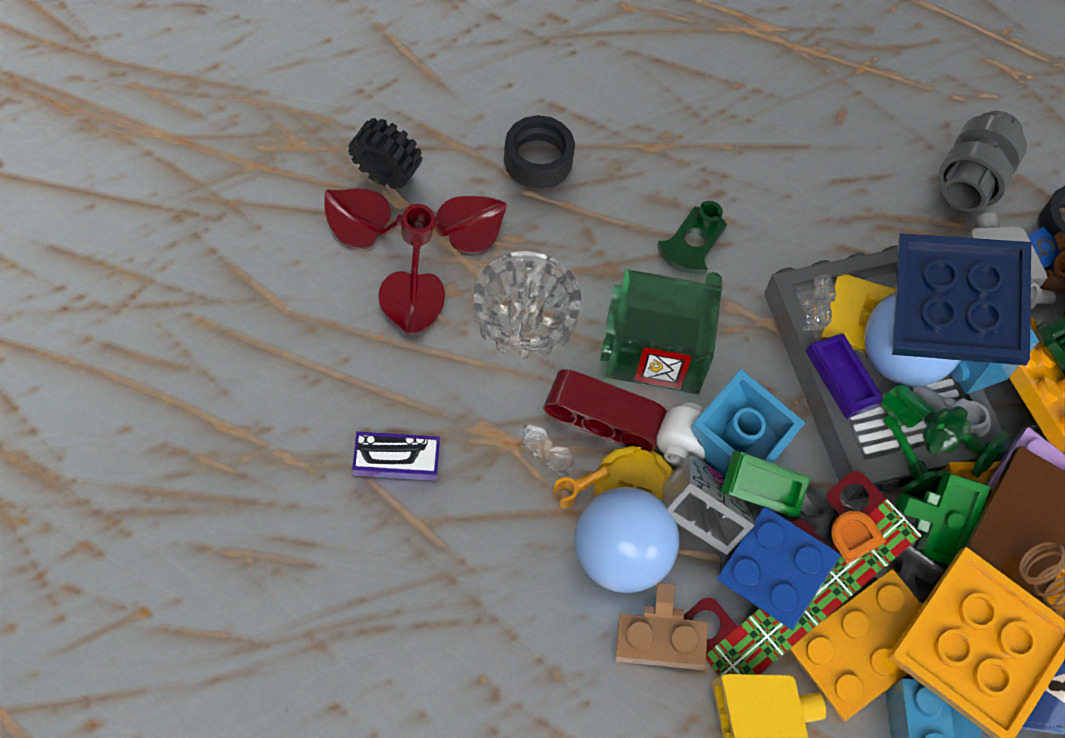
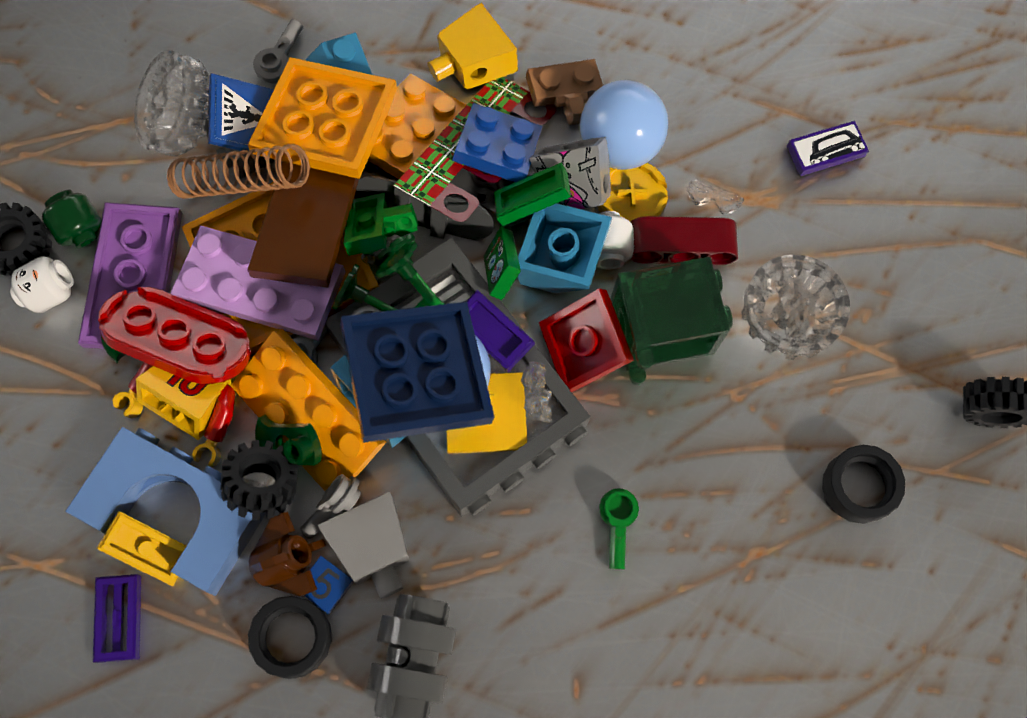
camera: 160 degrees right, 10 degrees up
(406, 298) = (895, 285): dark red plant -> none
(577, 486) = (677, 172): light orange hand -> none
(702, 221) = (682, 434): dark green piece -> none
(750, 342) = (586, 340): none -> red plate
(765, 209) = (618, 510): none -> green plate
(814, 437) = (501, 263): none -> green tile
(855, 535) = (446, 171): orange tile -> none

